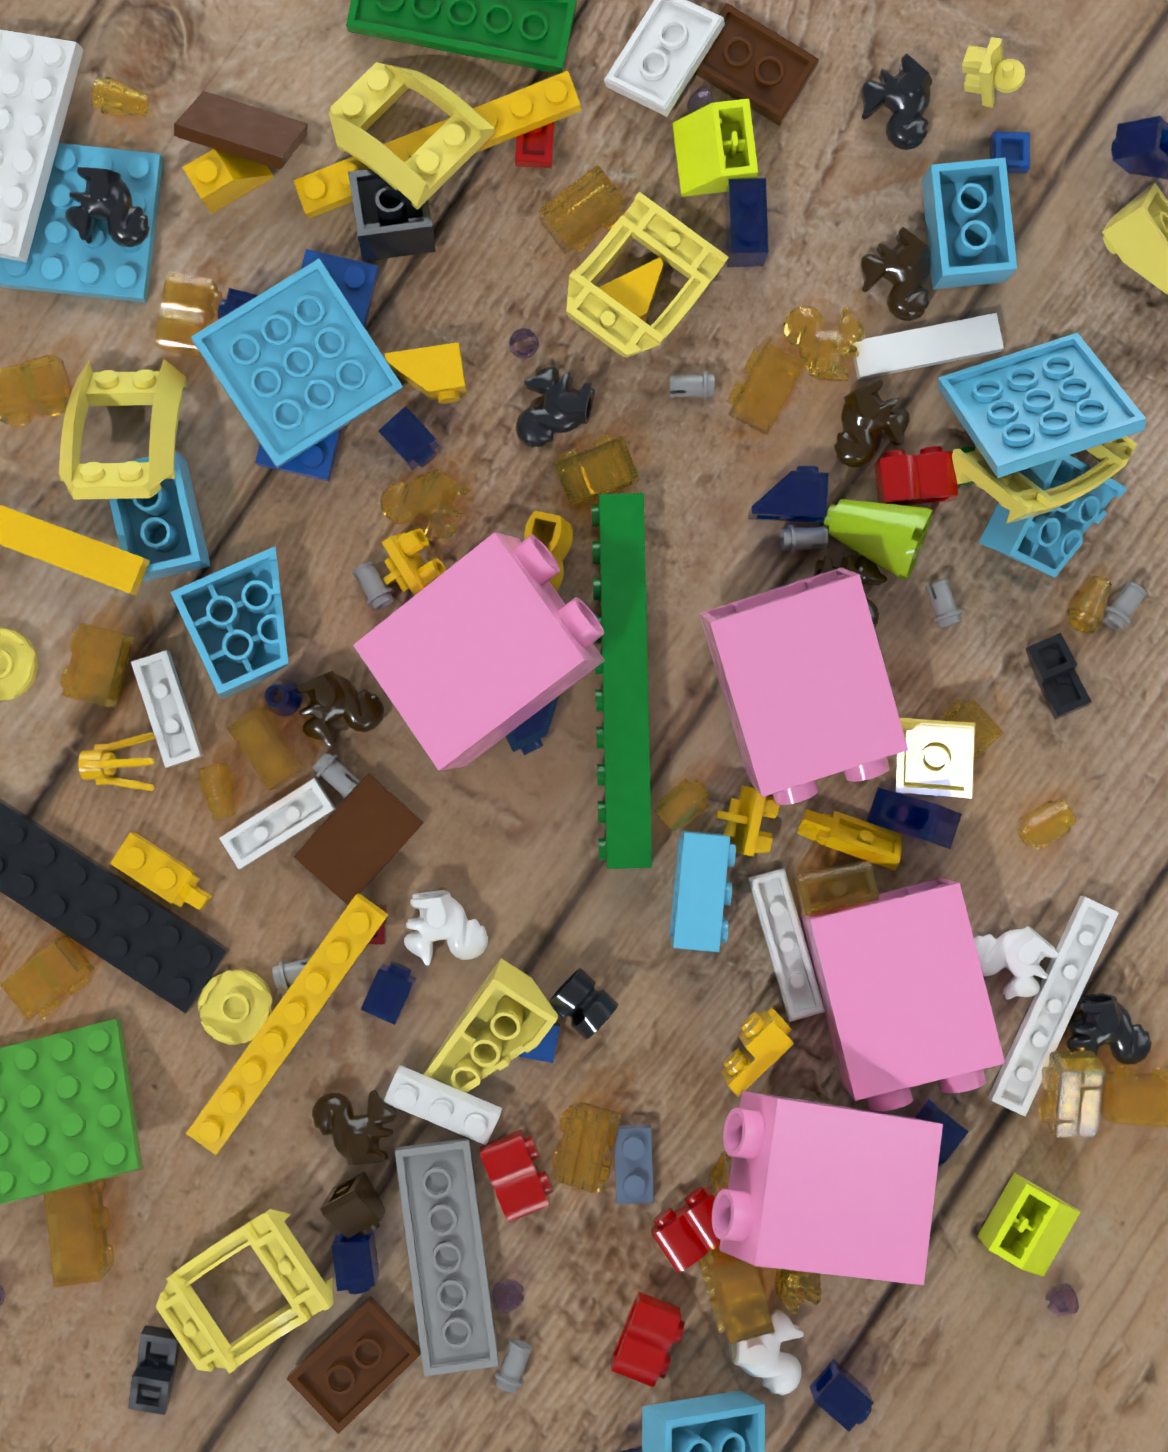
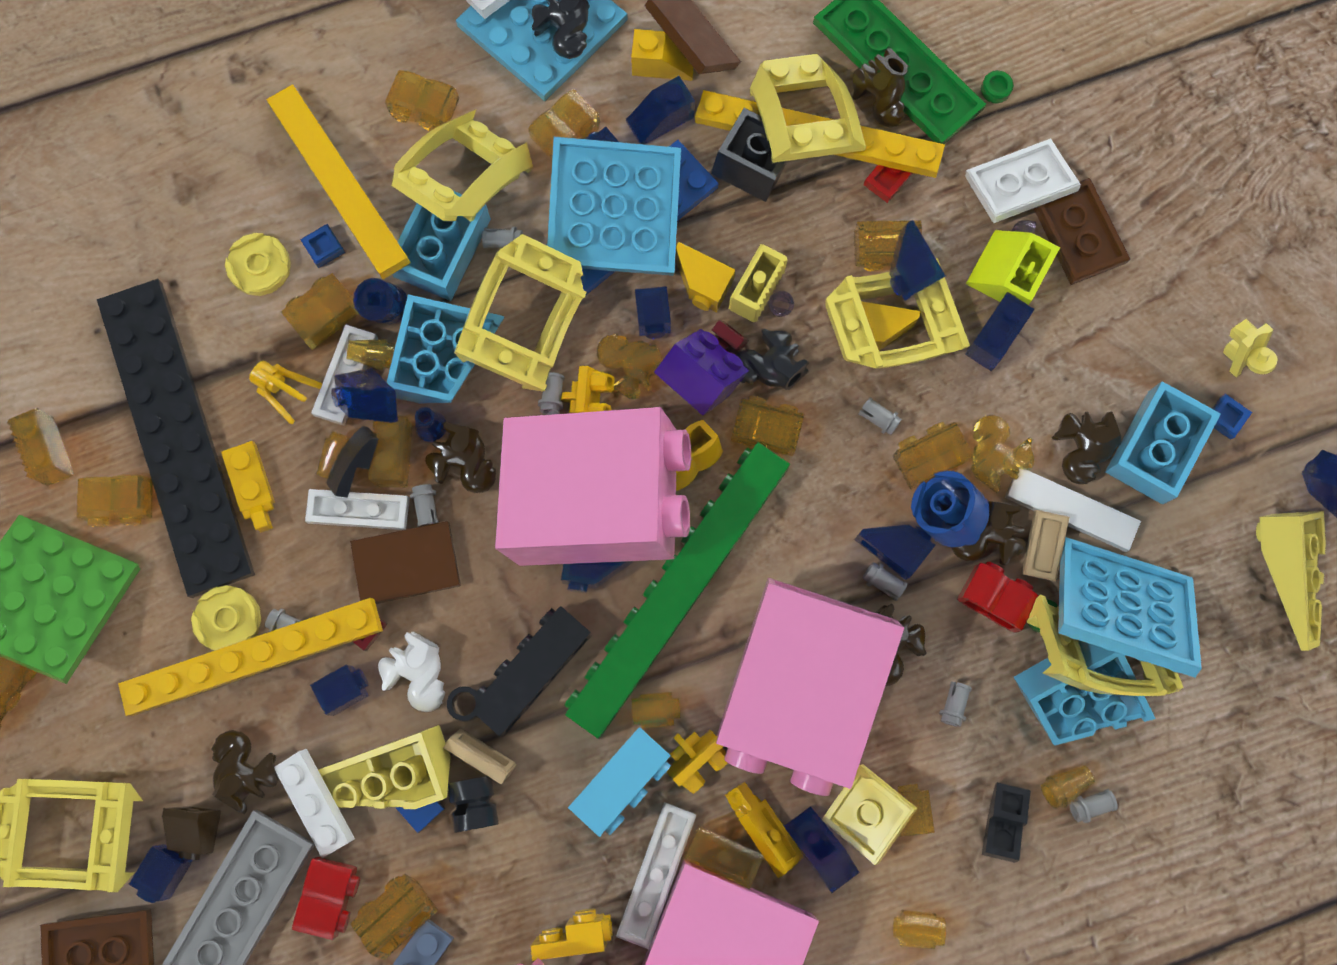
camera: 40 degrees right, 10 degrees down
(47, 601) = (322, 245): none -> blue tile
(147, 616) = (380, 301): none -> clear blue wheel
(179, 670) = (373, 353): none -> clear yellow cone
(206, 716) = (365, 396): none -> clear blue slope
(213, 470) = (499, 237): none -> light grey pin
(238, 775) = (355, 454): none -> black slope
(269, 231) = (662, 111): none -> clear blue slope
(308, 584) = (502, 355): none -> light yellow wedge
(467, 46) = (887, 83): none -> dark brown animal
(488, 339) = (758, 283): none -> light yellow brick
(498, 412) = (729, 336): none -> dark red tile
(499, 464) = (701, 371): none -> dark purple brick
(545, 856) = (527, 674): none -> black hinge
(557, 958) = (480, 756): none -> tan tile
(622, 215) = (913, 264): none -> clear blue slope
(838, 427) = (950, 509): none -> blue brick
(881, 532) = (945, 617): lime cone -> none
(906, 97) = (1175, 325): black animal -> none
(925, 399) = (1045, 545): none -> tan tile

